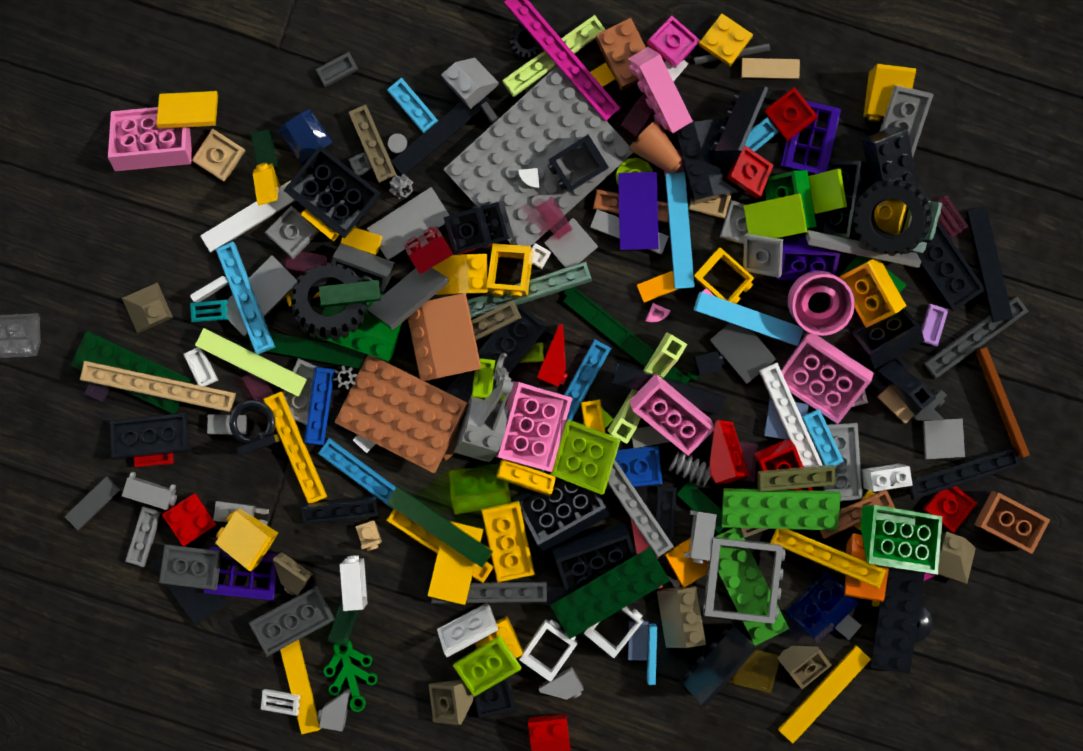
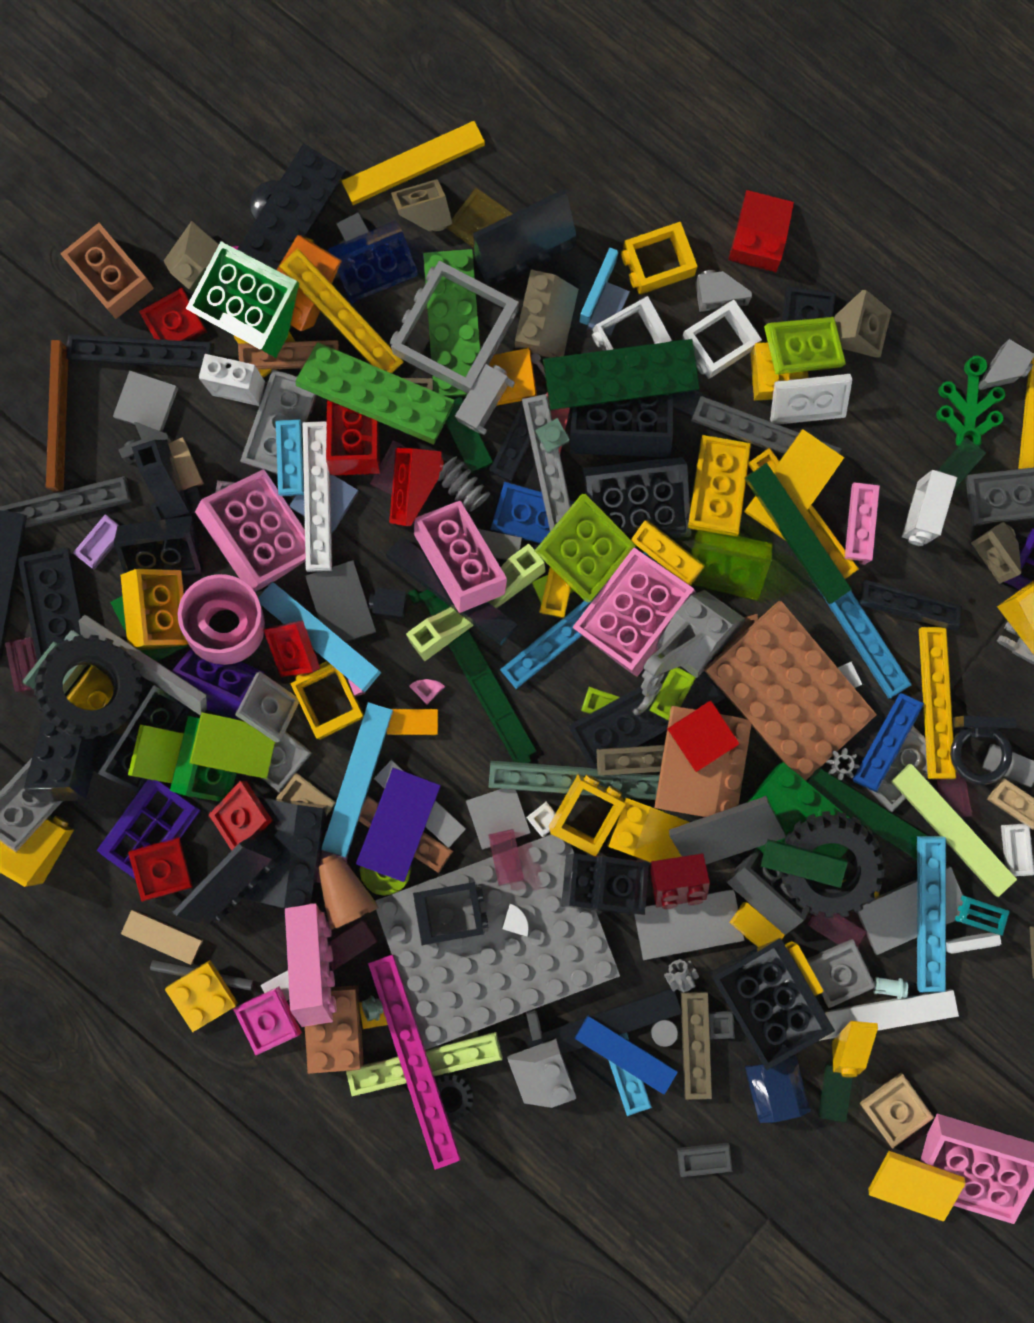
camera: 160 degrees left, 5 degrees down
(253, 236) = (891, 987): none -> light aqua pin
(369, 535) = (886, 560): tan bracket -> none
(397, 554) = (862, 522): none -> bright pink panel
(418, 117) = (626, 1054): none -> blue tile
(451, 355) = (703, 736): none -> red tile
(554, 363) = (579, 674): red slope -> none
(593, 695) = (682, 249): none -> yellow window
(604, 78) = (372, 1008): none -> sand green plate
(641, 528) = (552, 435): none -> sand green plate
(761, 134) = (206, 859): medium azure tile -> none
(763, 302) = (291, 648): none -> red plate
(796, 478) = (341, 421): olive tile -> none

